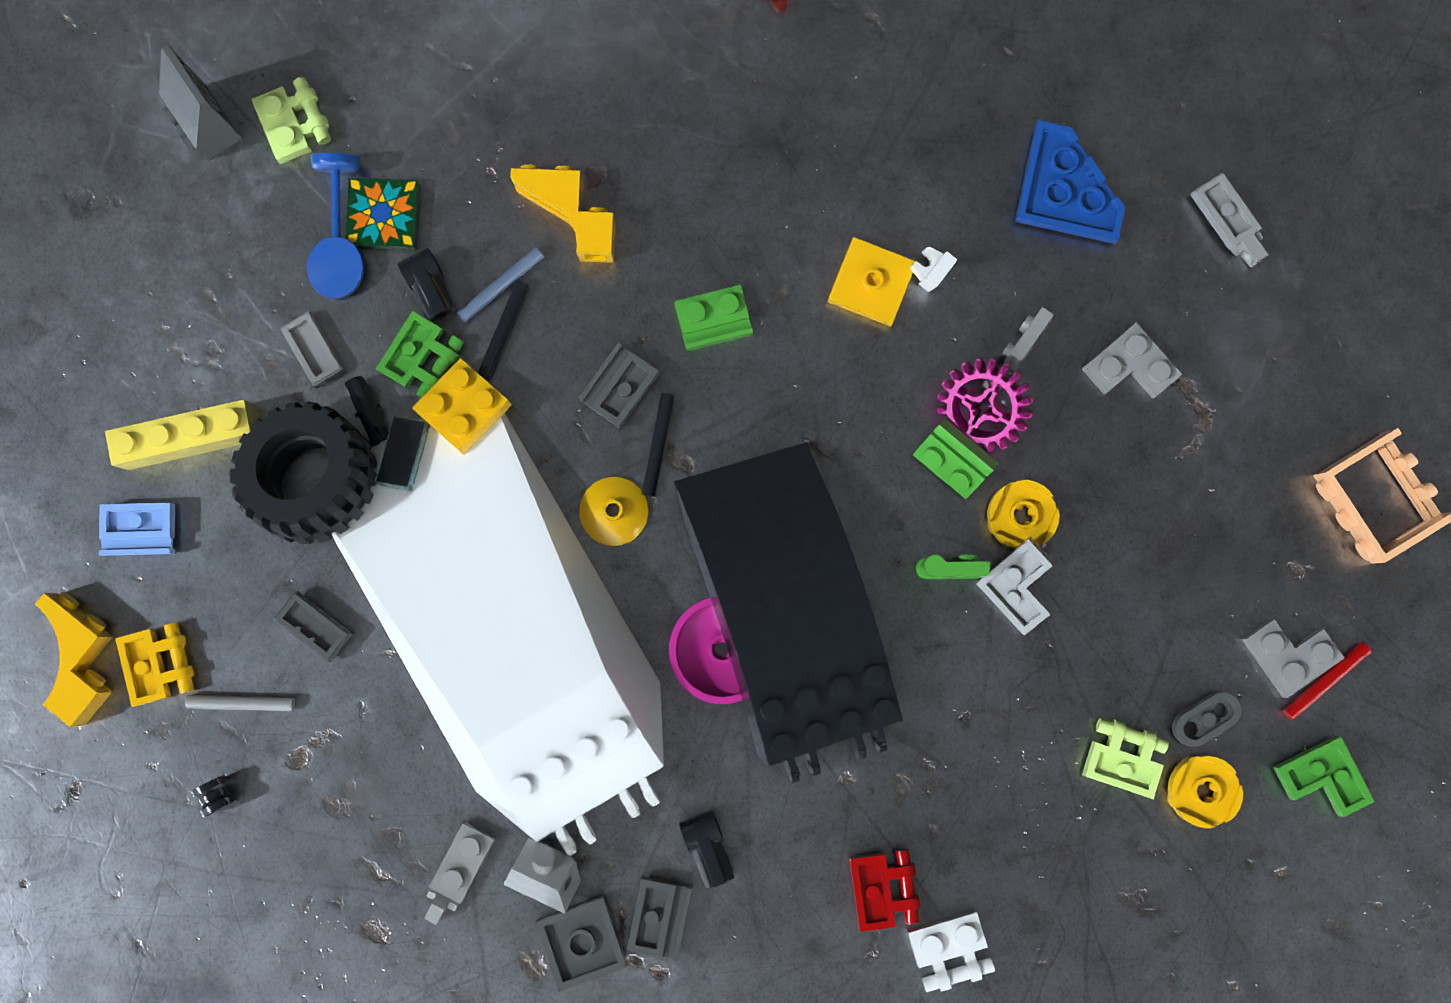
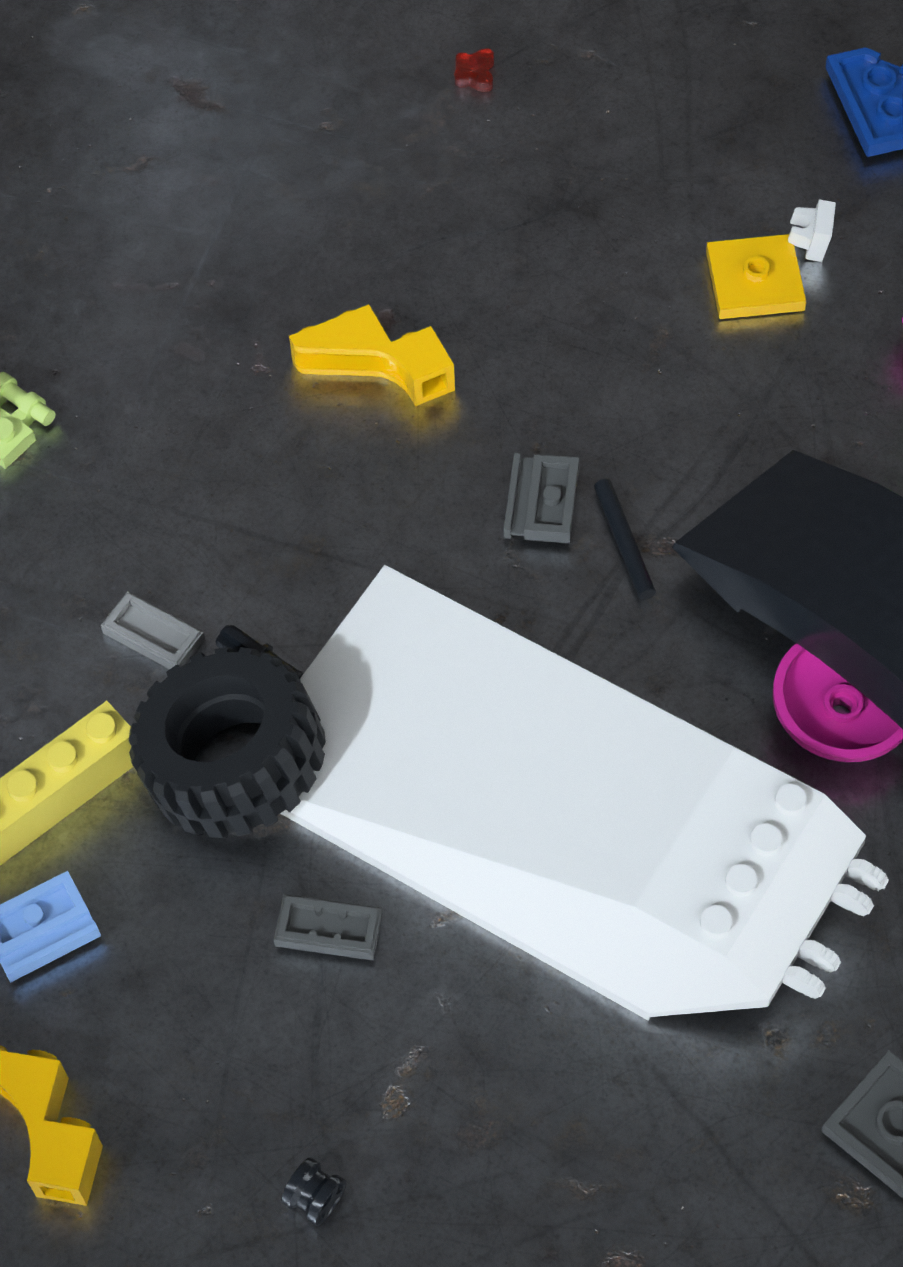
camera: 25 degrees left, 25 degrees down
(145, 668) = (134, 1083): yellow plate -> none
(229, 702) = (282, 1068): light grey bar -> none
(335, 263) = (133, 530): blue piece -> none
(383, 213) = (158, 459): tile -> none
(402, 453) = (332, 676): black tile -> none
(411, 349) = (274, 575): bright green plate -> none
(424, 277) = (247, 493): black piece -> none
(458, 870) = (684, 1124): light grey hinge -> none
(462, 406) = (373, 596): yellow plate -> none
(500, 284) = (339, 466): sand blue bar -> none
(503, 329) = (370, 509): black bar -> none
(542, 874) = (797, 1048): light grey torso -> none
(620, 528) = (614, 648): yellow dish -> none
(713, 318) = (604, 387): bright green plate -> none

